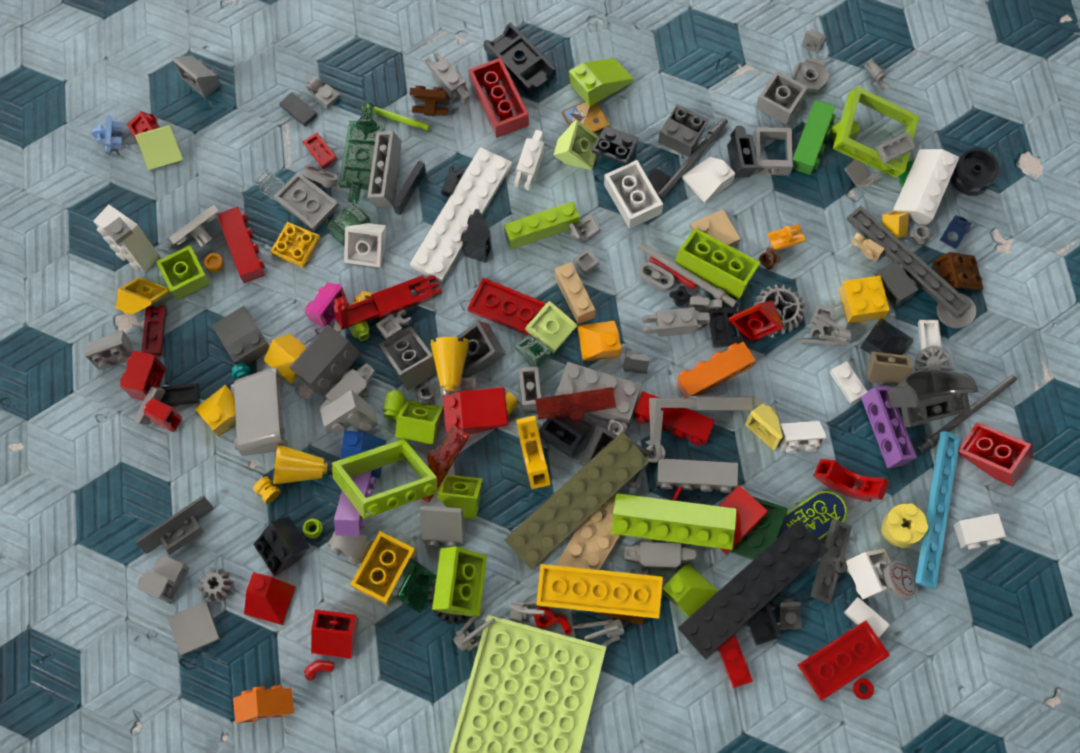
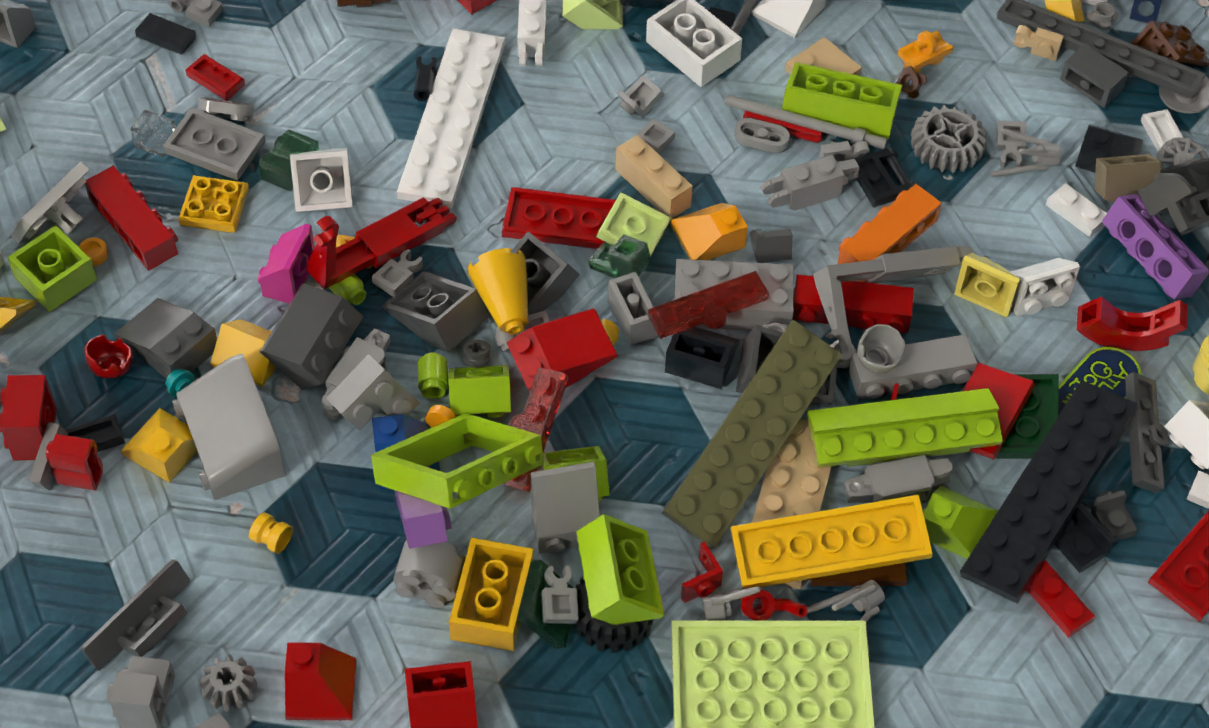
camera: 20 degrees left, 15 degrees down
(154, 330) = (23, 353): dark red plate -> none
(202, 343) = (108, 357): none -> red hair
(281, 545) = (317, 602): black slope -> none
(297, 466) = (309, 486): yellow cone -> none
(308, 524) = (355, 563): lime plate -> none
(359, 153) = (280, 69): clear green plate -> none
(384, 169) = (322, 78): light grey brick -> none
(388, 437) = (438, 414): none -> light orange tile
(399, 118) = (318, 17): lime bar -> none
(409, 188) = (365, 97): black tile -> none
(419, 589) = (559, 602): none -> light grey plate
(465, 639) = (648, 666): light grey plant -> none
(476, 238) = (489, 134): black slope -> none
(516, 595) = (705, 583): none -> red bracket
(533, 452) = (669, 401): yellow arch -> none
(541, 225) = (574, 104): lime brick -> none
(675, 464) = (880, 348): none -> light grey hair
(680, 291) = (803, 152): black plate -> none
(757, 321) = (926, 153): red slope -> none
(864, 299) = (1059, 103): yellow brick -> none

